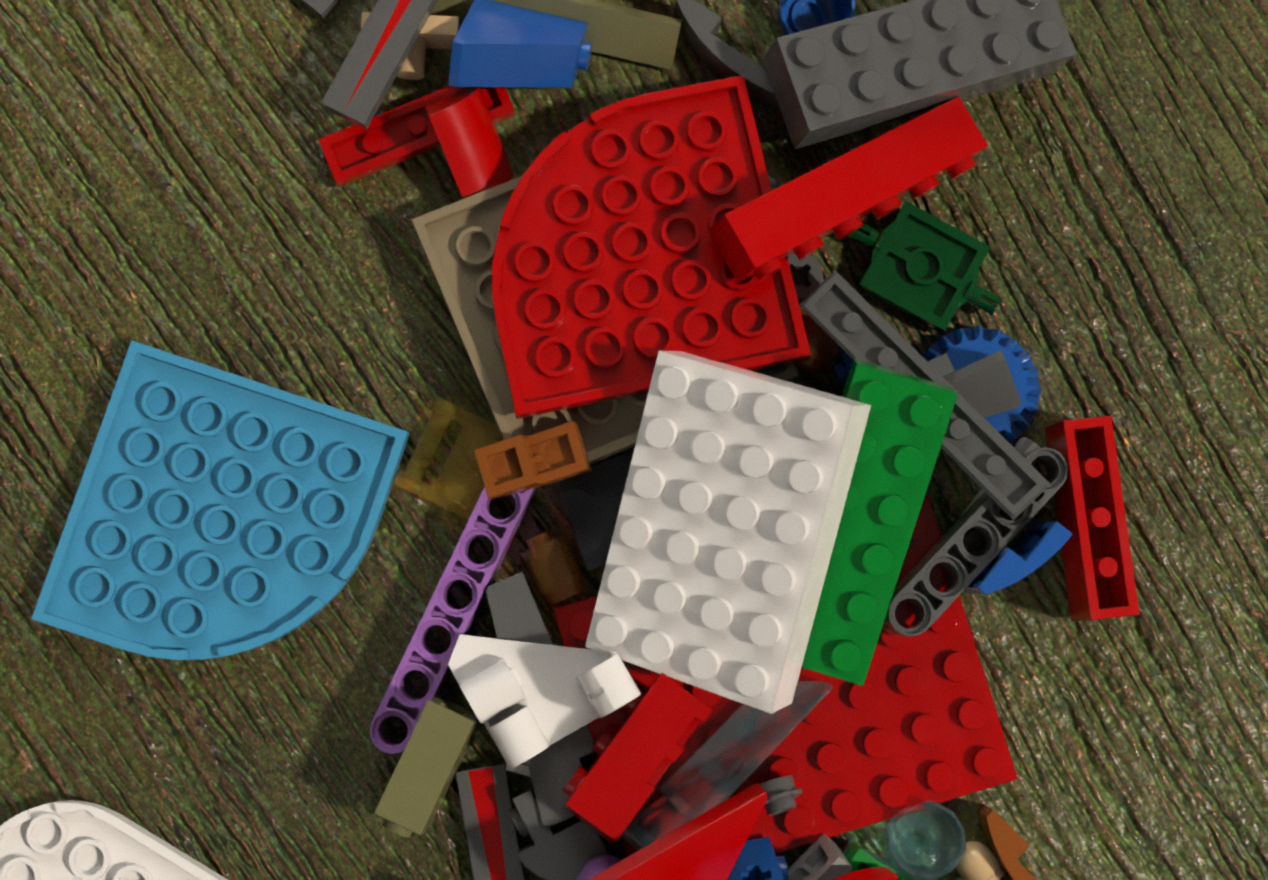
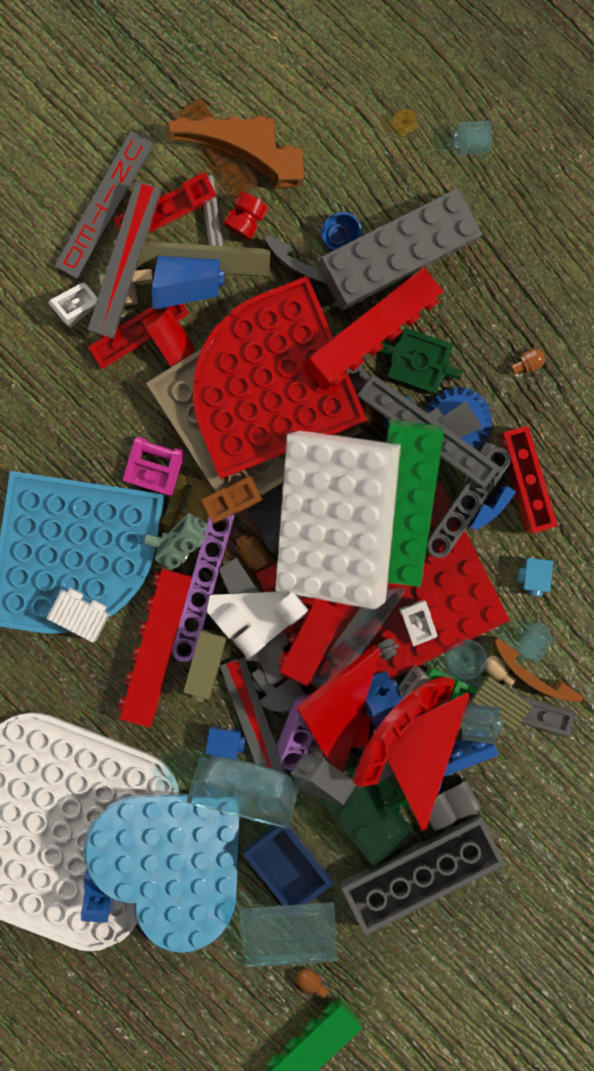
camera: 10 degrees left, 5 degrees up
(205, 630) = (79, 615): none -> white brick
(305, 59) = (74, 304): none -> white slope
(339, 721) = (155, 649): none -> red brick
(392, 390) = (151, 474): none -> dark pink plate
(412, 531) = (176, 545): none -> sand green brick
(846, 752) = (418, 622): none -> white slope
(1059, 827) = (534, 641): none -> clear light blue brick
(1080, 702) = (535, 576): none -> dark azure brick
(1123, 302) = (529, 361): none -> dark orange cylinder

